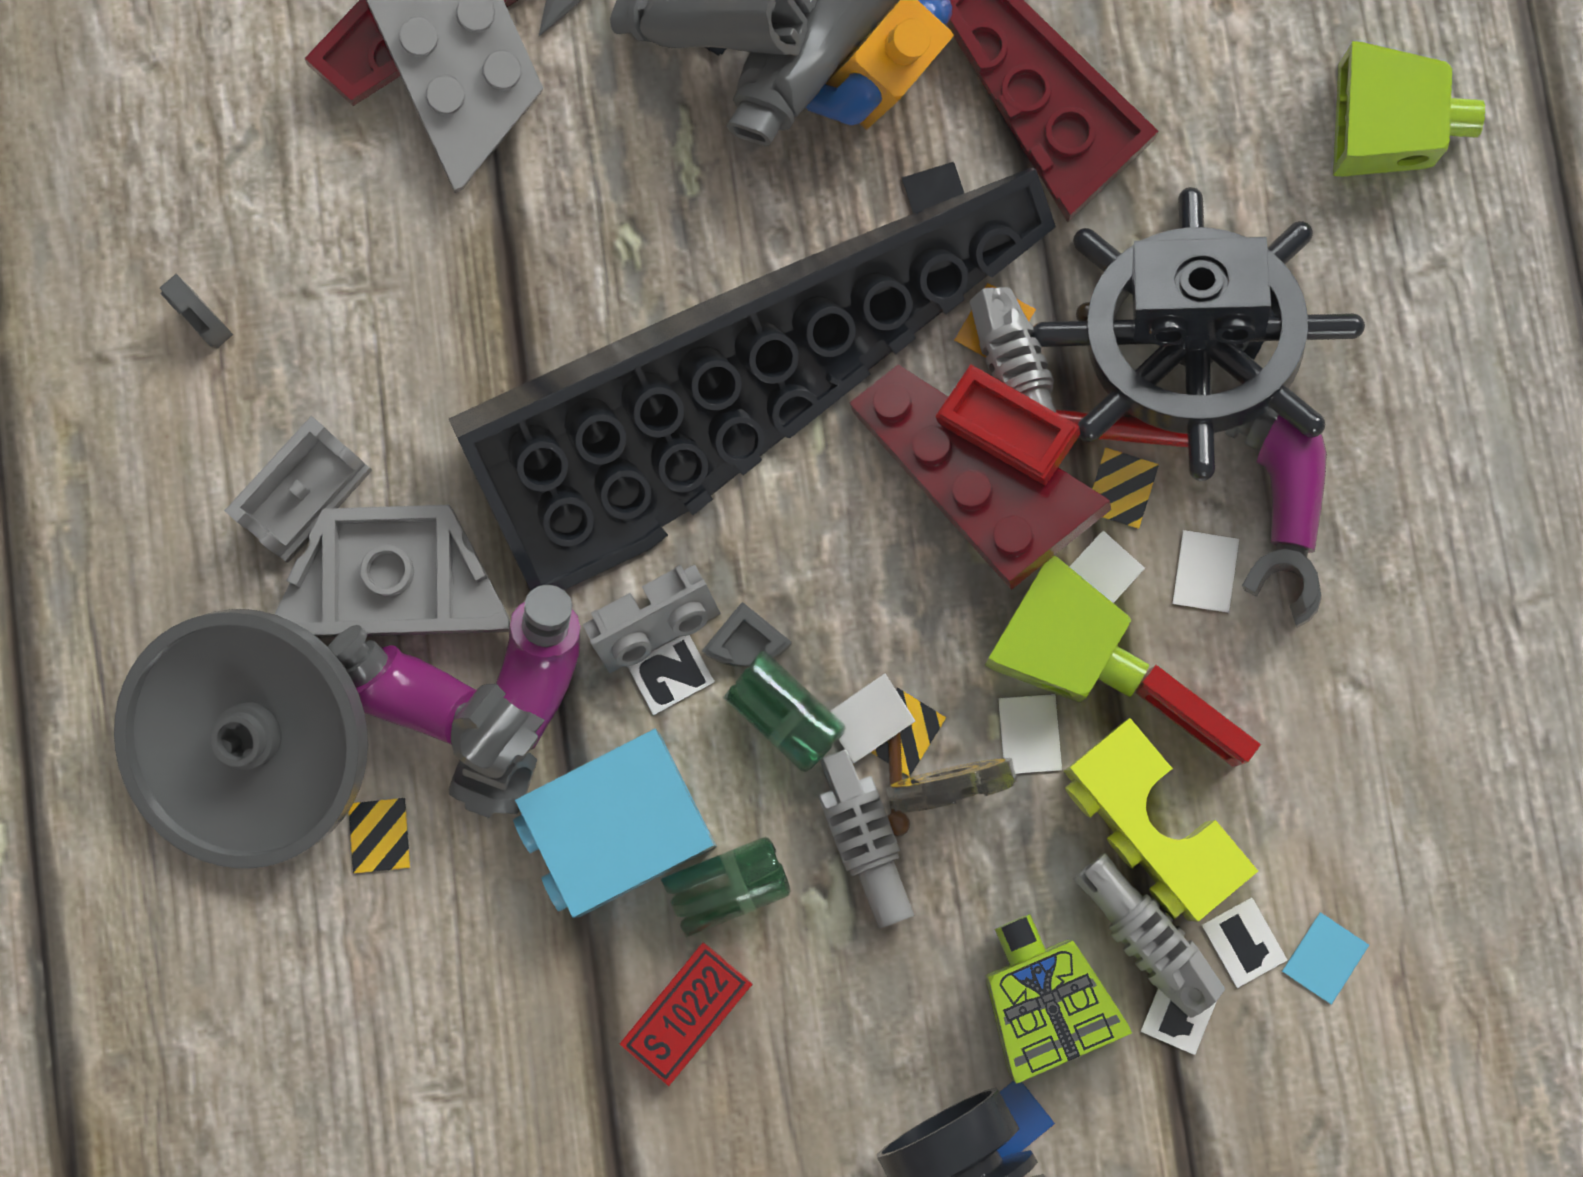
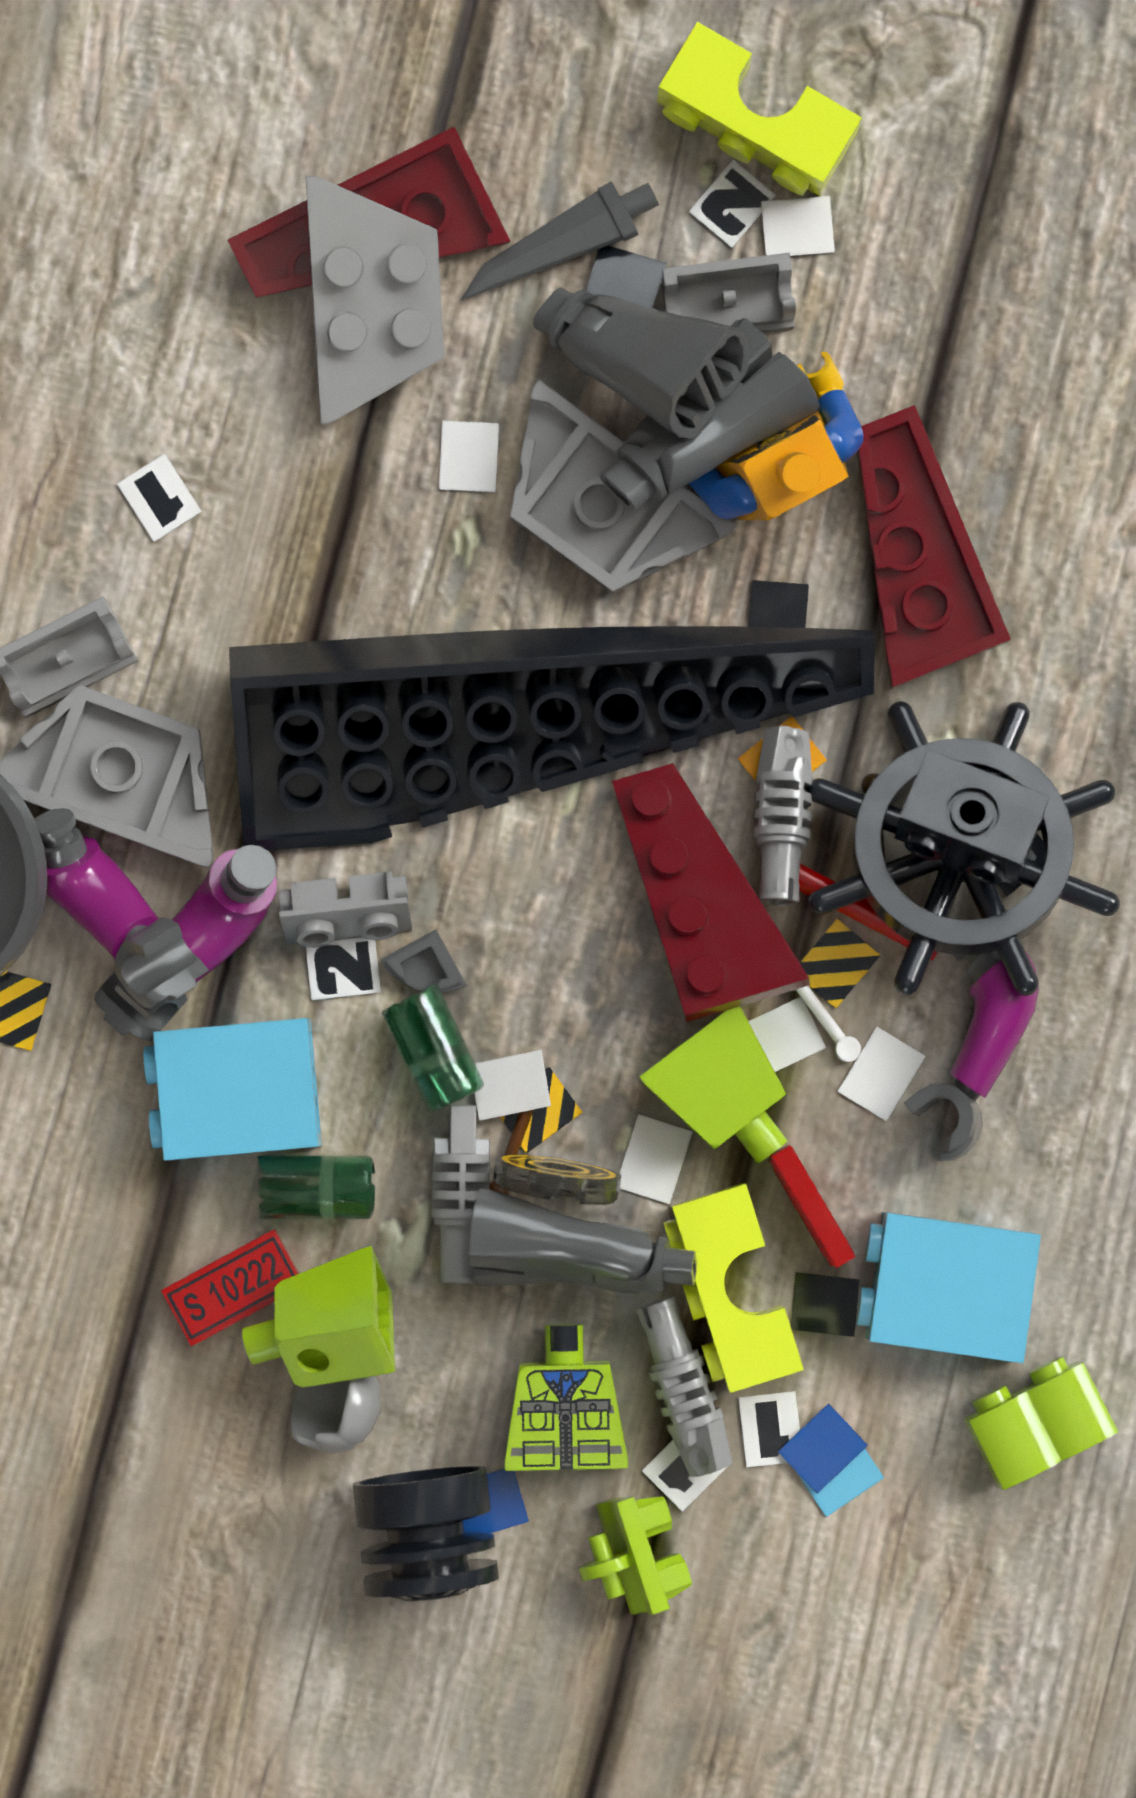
camera: 15 degrees right, 5 degrees up
(195, 311) = (31, 444): dark grey tile -> none
(334, 316) = (159, 497): none -> white sticker
(601, 170) = (468, 456): none -> white sticker
(730, 180) = (577, 517): none -> light grey wing
(791, 1010) = (330, 1323): none -> lime torso
(828, 1086) = (335, 1414): none -> light grey hair
(956, 854) = (531, 1244): none -> dark grey piece
(1008, 424) = (746, 868): red tile -> none
(1163, 560) = (846, 1048): none -> white hinge
(1165, 1121) = (625, 1557): none -> lime hips
(1247, 803) = (825, 1304): none -> black sticker
(1301, 940) = (822, 1448): none -> blue sticker
(1357, 738) = (949, 1286): none -> medium azure brick
(1495, 833) = (1040, 1423): none -> lime brick

